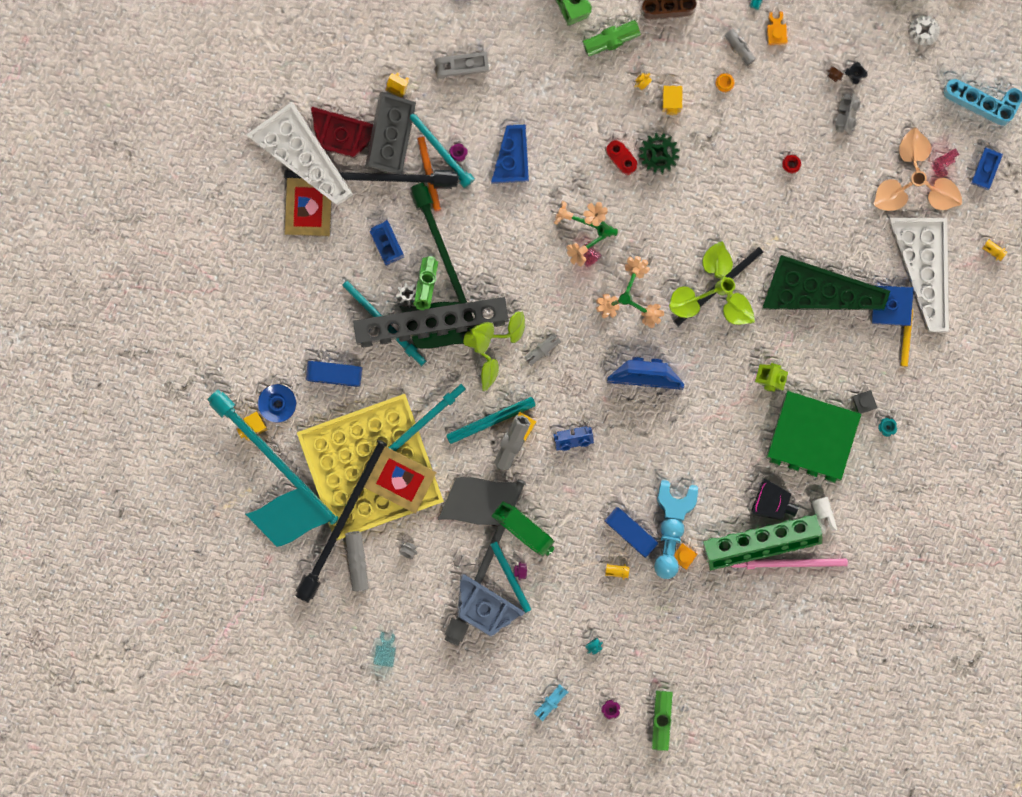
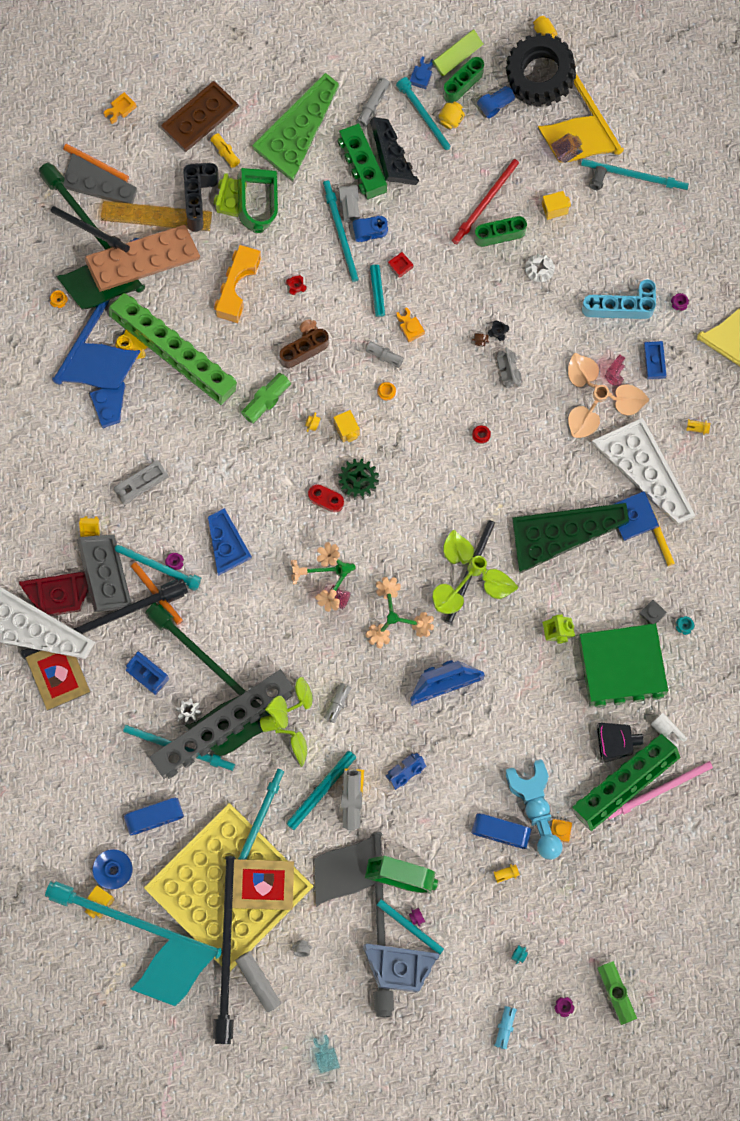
camera: 30 degrees left, 10 degrees down
(425, 283) = (201, 691): bright green piece -> none

